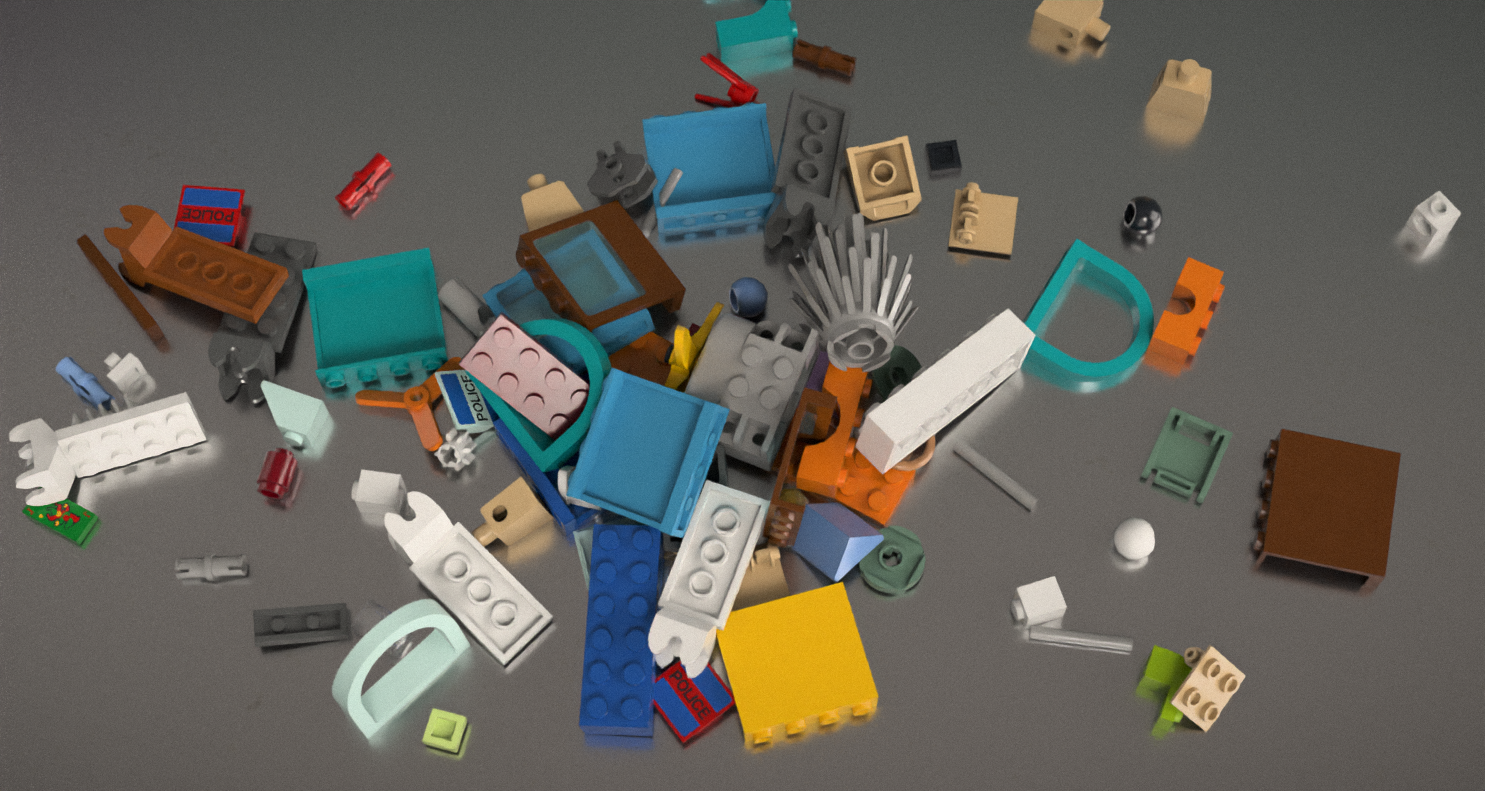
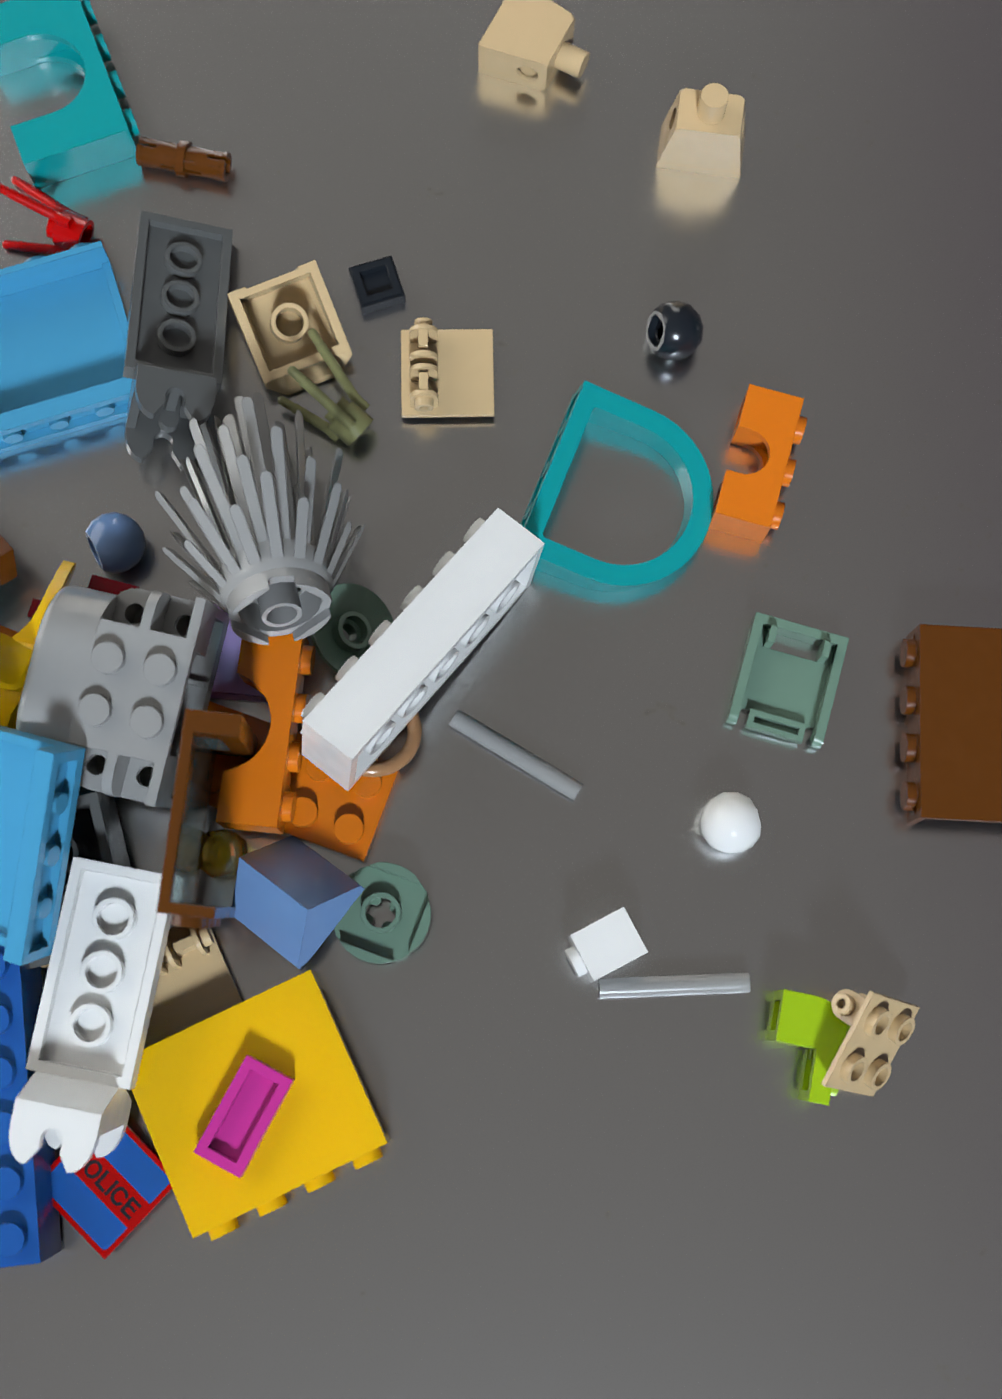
camera: 15 degrees left, 10 degrees up
(789, 662) = (244, 1116): none -> dark pink tile
(911, 240) = (345, 418): none -> olive plant

